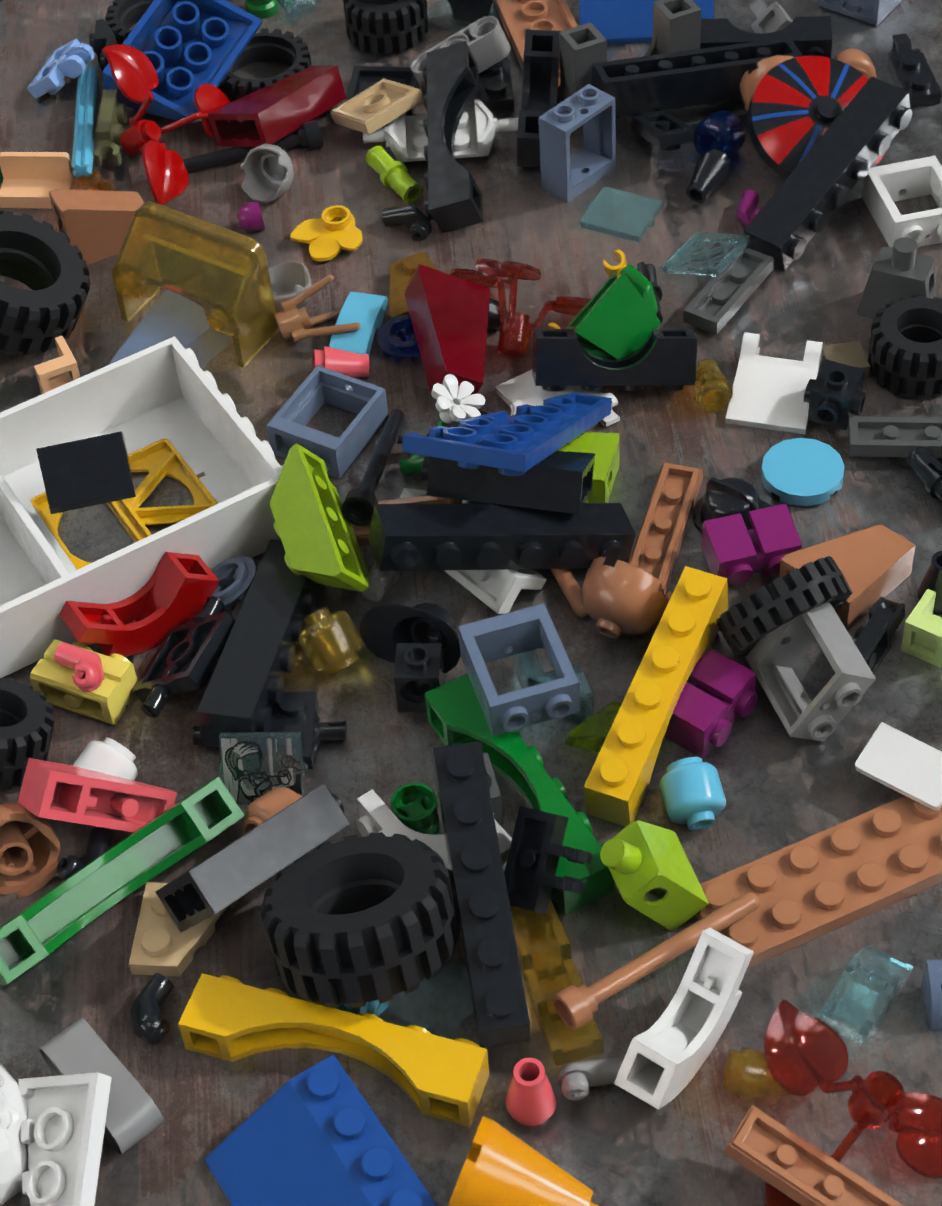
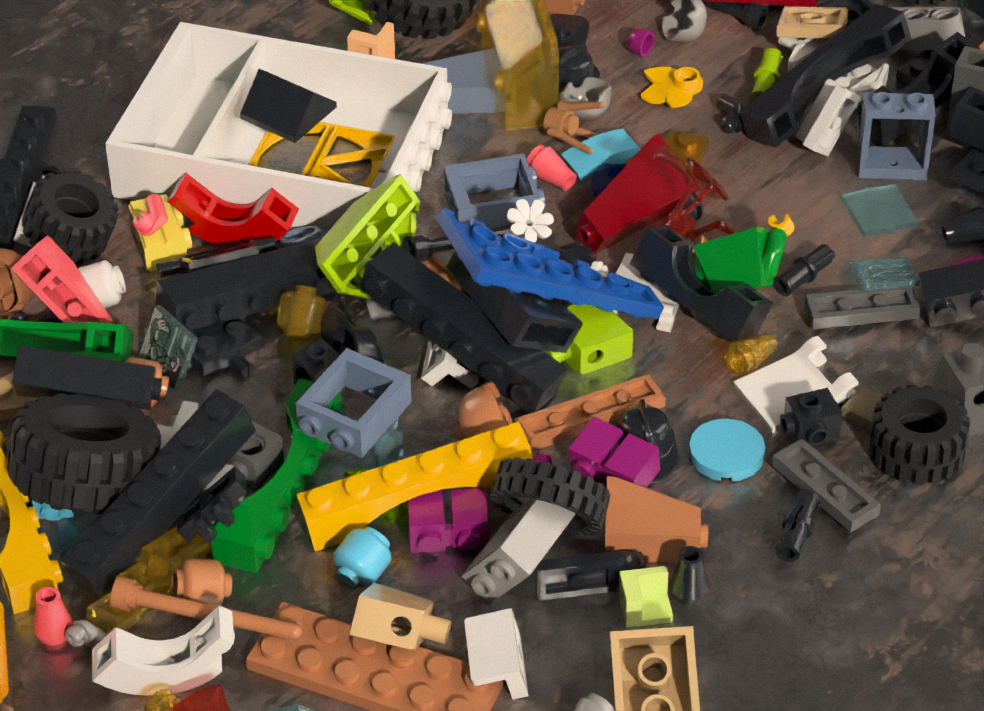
camera: 45 degrees right, 5 degrees down
(498, 166) = (827, 117): none -> white panel
(605, 939) = (201, 581): none -> nougat head
(646, 861) = (266, 567): lime torso -> none
(806, 814) = (381, 618): none -> tan torso

